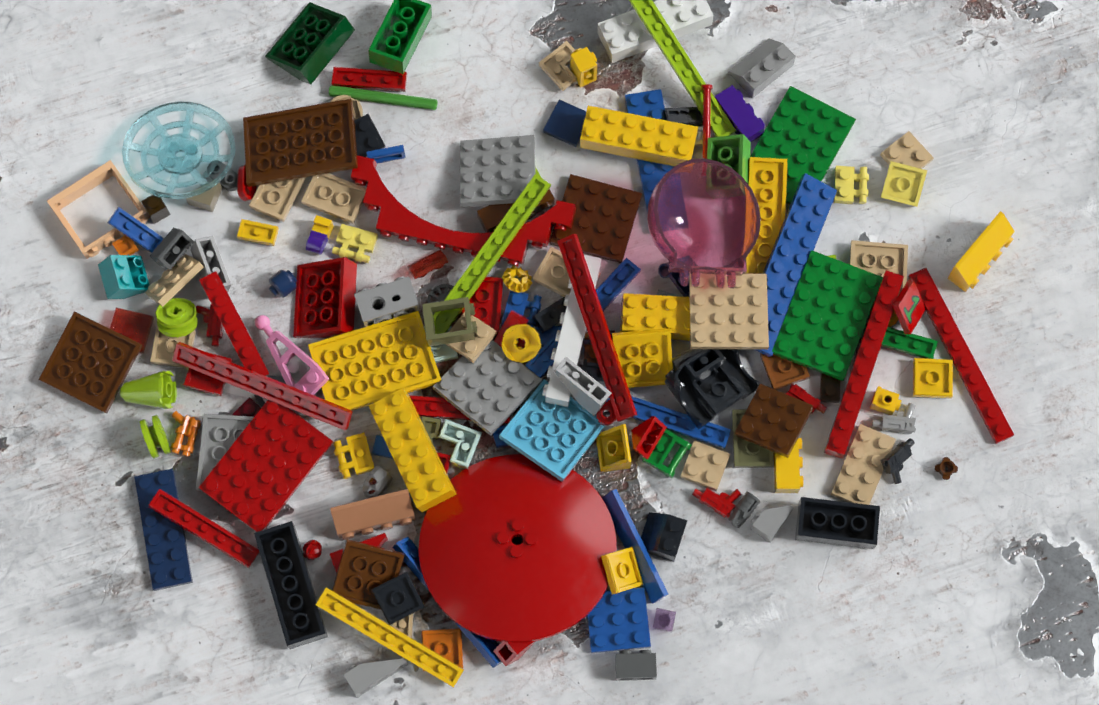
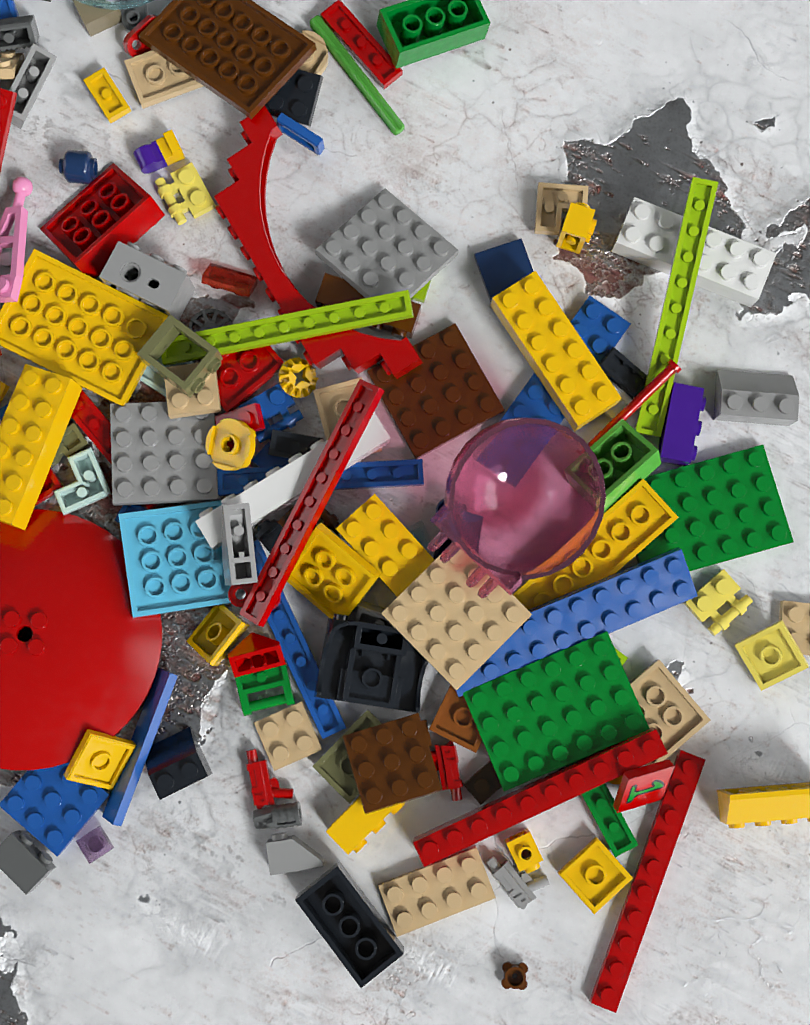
camera: 45 degrees right, 10 degrees up
(334, 196) = (211, 129): tan plate -> none
(894, 460) = (470, 917): black piece -> none

